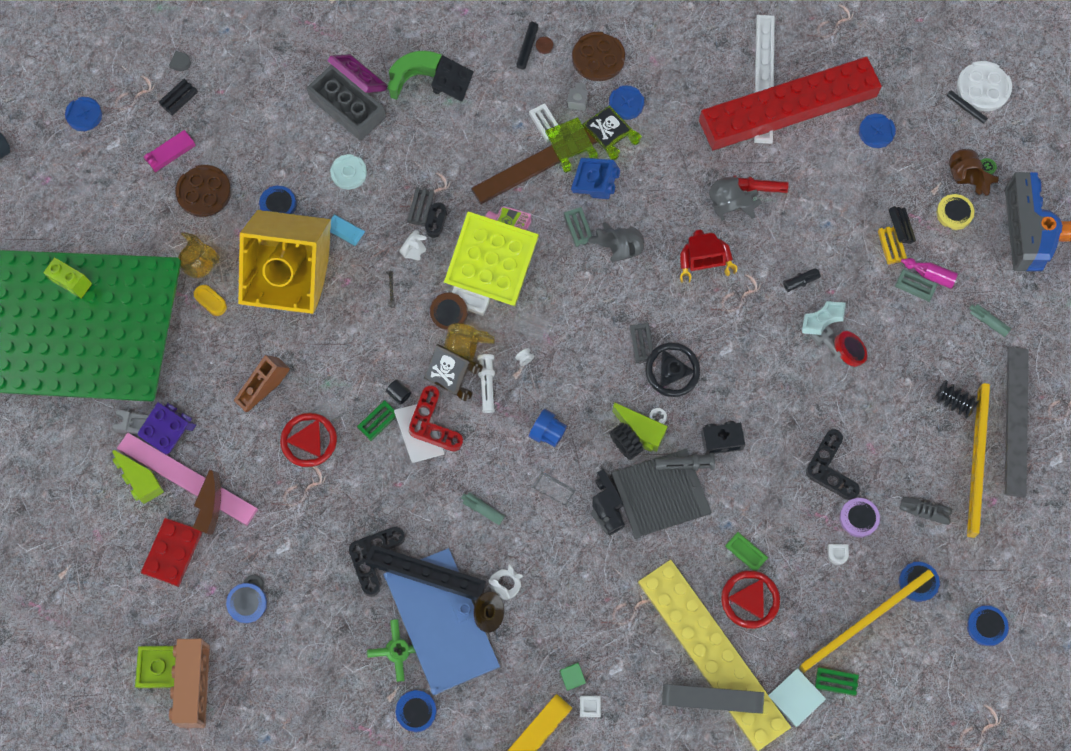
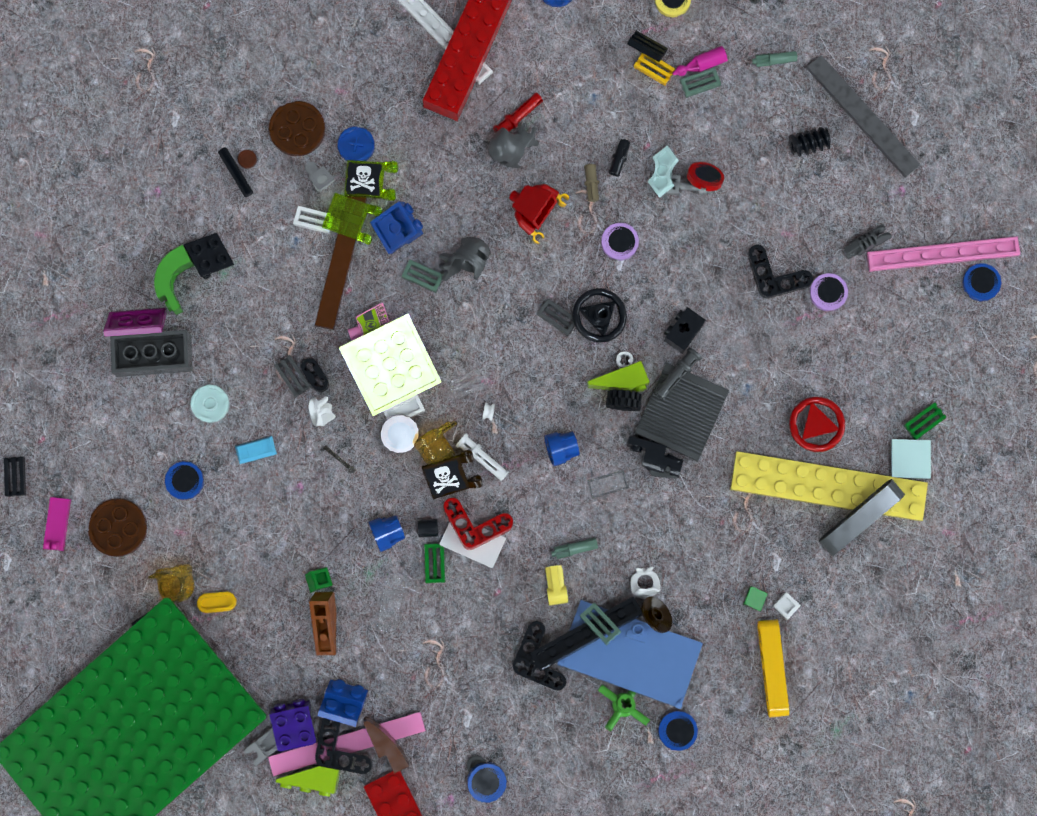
camera: 45 degrees left, 10 degrees up
(67, 278) = (101, 696): lime brick -> none
(169, 474) = (335, 754): none -> black beam
(213, 446) = (343, 702): none -> blue plate
(283, 261) = (244, 520): yellow brick -> none
(290, 352) = (318, 579): none -> green slope
(308, 439) = (403, 627): red piece -> none
(367, 364) = (386, 532): none -> blue piece
(439, 523) = (556, 589): none -> light yellow piece
(439, 589) = (611, 636): none -> sand green tile
(741, 335) = (619, 241): none -> tile
(746, 552) = (780, 393): bright green tile -> none
(763, 277) = (591, 182): none -> dark tan axle
(838, 553) = (839, 332): white tile -> none
(864, 622) = (905, 361): yellow tile -> none
(925, 591) = (910, 297): tile -> none
(978, 461) = (866, 171): yellow tile -> none
(979, 577) = (943, 254): none -> bright pink tile

